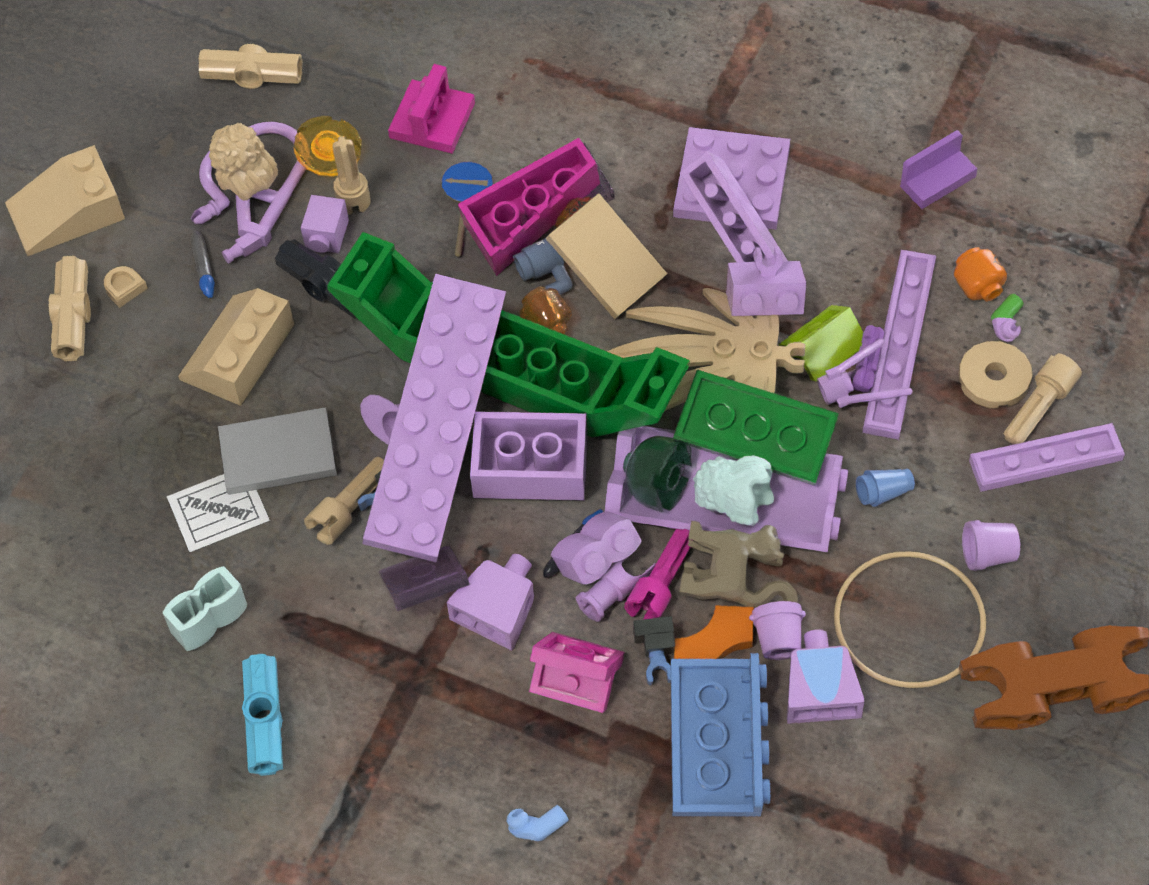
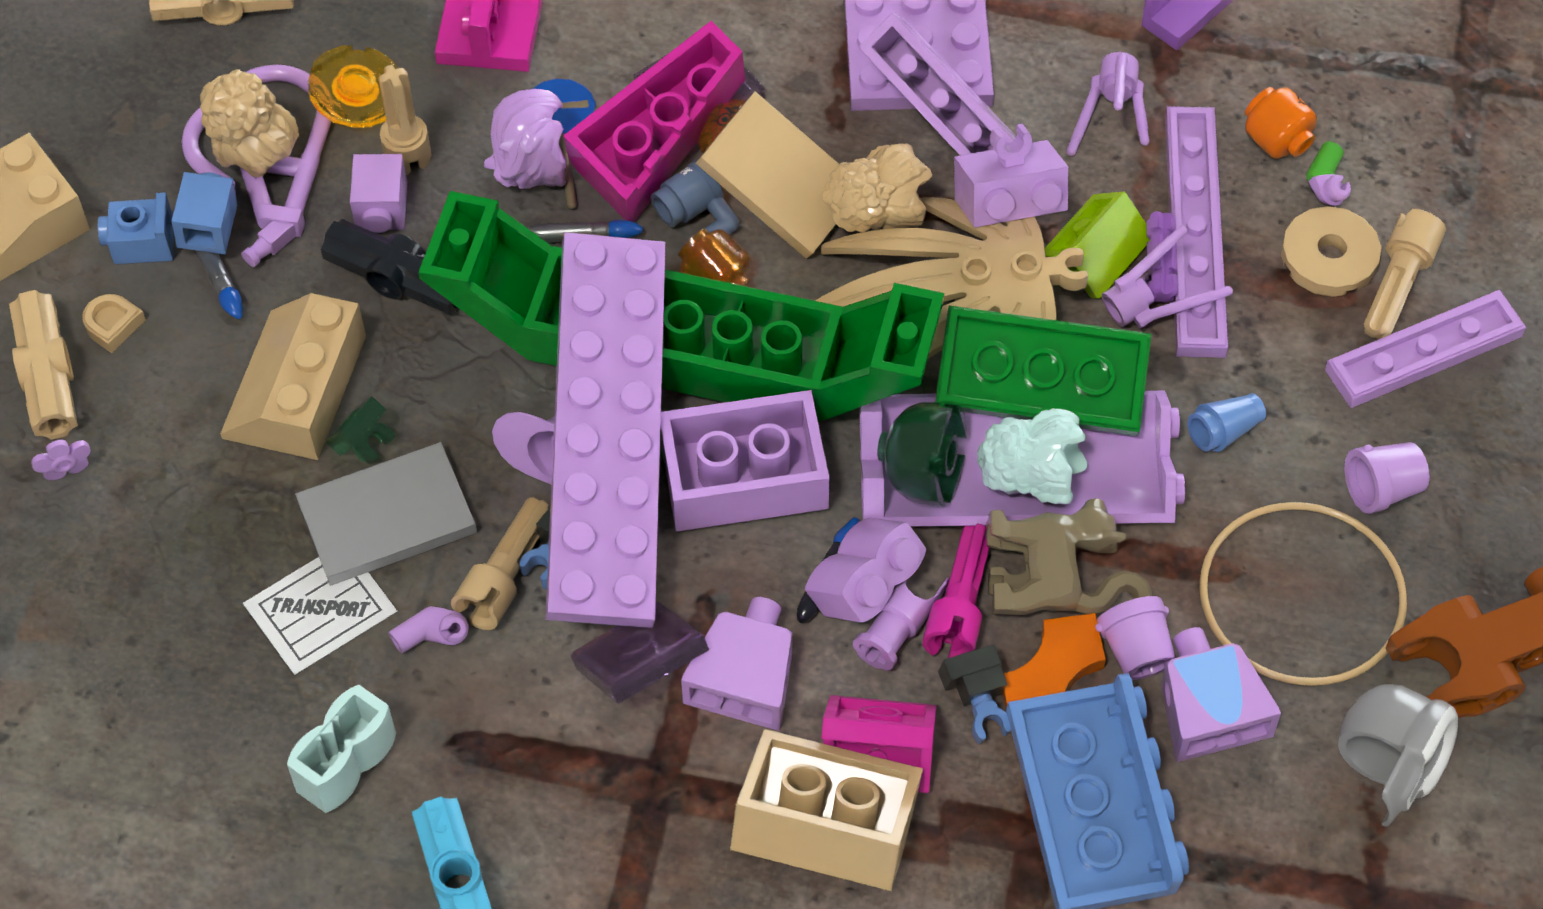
camera: 15 degrees left, 0 degrees up
(65, 376) = (61, 459): none -> lavender plant
(155, 225) = (138, 230): none -> medium blue brick
(200, 219) = (204, 212): none -> medium blue brick
(271, 388) = (357, 428): none -> clear green tile
(289, 534) = (431, 625): none -> lavender arm
(434, 203) = (527, 141): none -> lavender hair
(484, 277) = (617, 228): none -> flat silver piece
(525, 711) = (826, 809): none -> tan slope
(671, 278) = (878, 190): none -> tan hair
(868, 228) = (1117, 83): none -> lavender plant
(947, 739) = (1399, 742): none -> light grey piece

